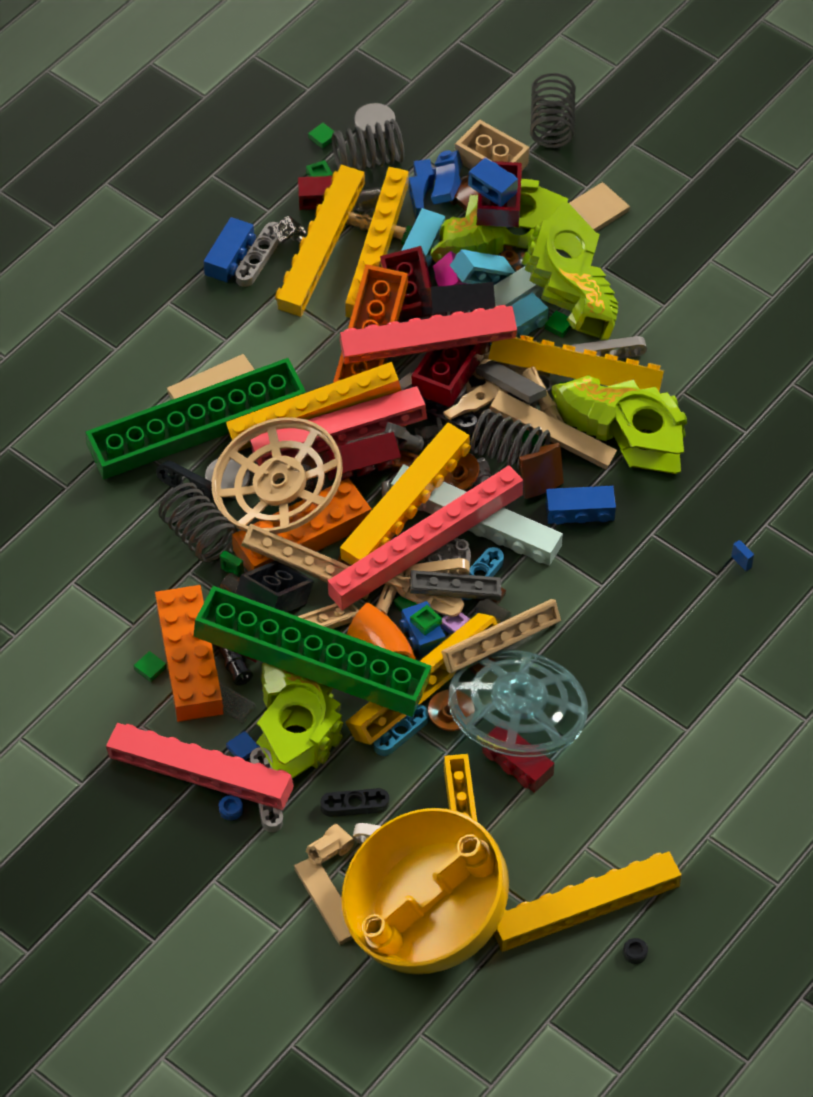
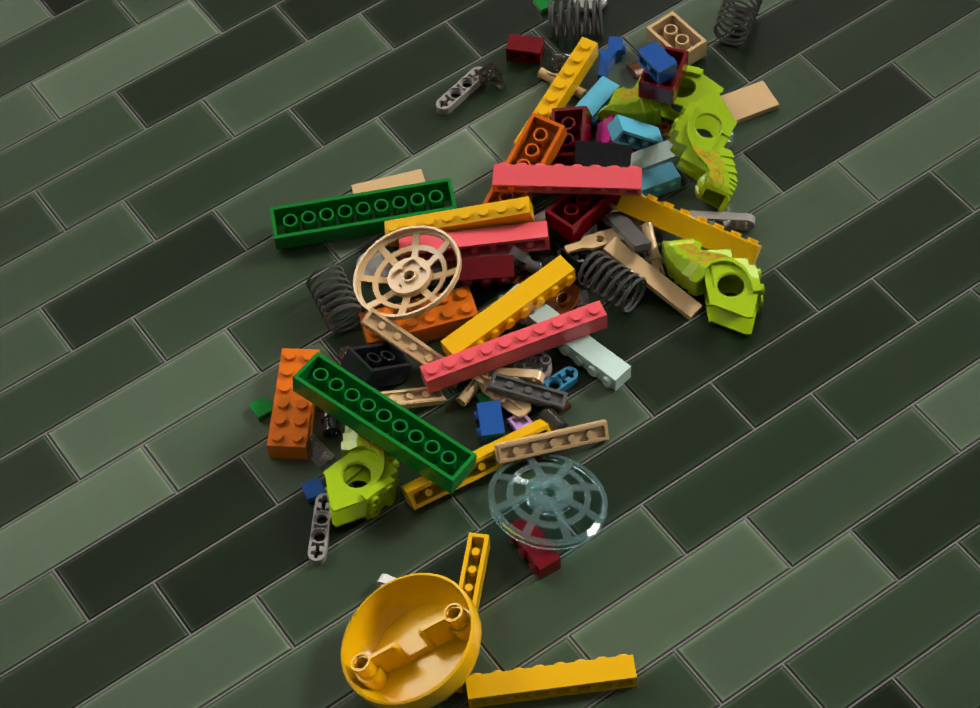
camera: 20 degrees right, 0 degrees up
(174, 480) = (331, 255): black beam -> none
(200, 766) = (272, 498): coral brick -> none
(229, 249) = (437, 82): blue brick -> none
(231, 563) = (353, 337): green tile -> none
(231, 807) = (287, 537): blue tile -> none
(318, 169) = (532, 30): green tile -> none
(320, 240) = (511, 87): yellow brick -> none
(325, 898) = (336, 623): tan tile -> none
(333, 842) = (359, 584): tan piece -> none
(338, 810) = (394, 562): black beam -> none
(378, 629) = (451, 419): orange brick -> none
(399, 739) = (461, 501): dark azure beam -> none
(426, 620) = (492, 415): green tile -> none
(439, 709) = (480, 493): dark orange dish -> none
(447, 176) = (628, 61): blue slope -> none
(541, 470) = (630, 310): reddish brown slope -> none
(558, 324) = (686, 191): green tile -> none
(580, 504) = (656, 345): blue brick -> none
(742, 555) = (780, 415): blue tile -> none

